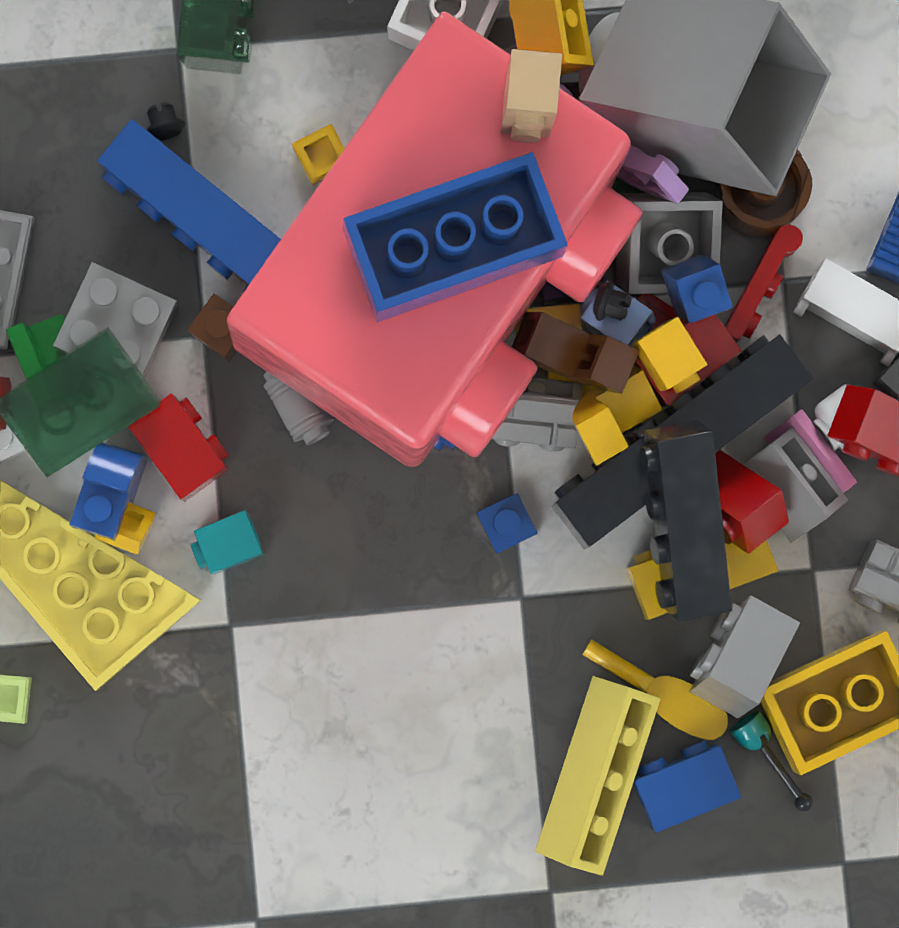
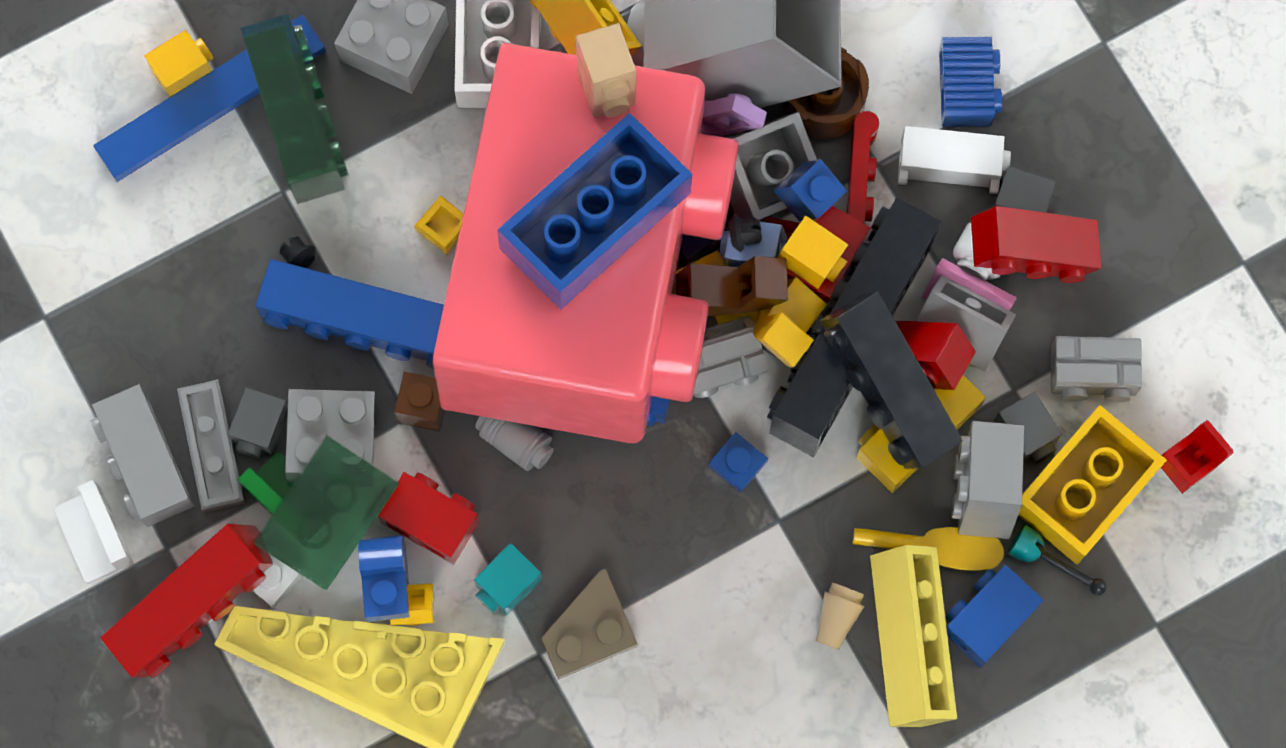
camera: 20 degrees left, 10 degrees down
(51, 279) = (258, 423): none -> dark grey brick
(288, 624) = (589, 629): none -> dark tan wing
(536, 718) = (838, 614): none -> tan cone
(816, 618) = (1039, 427): none -> dark grey brick

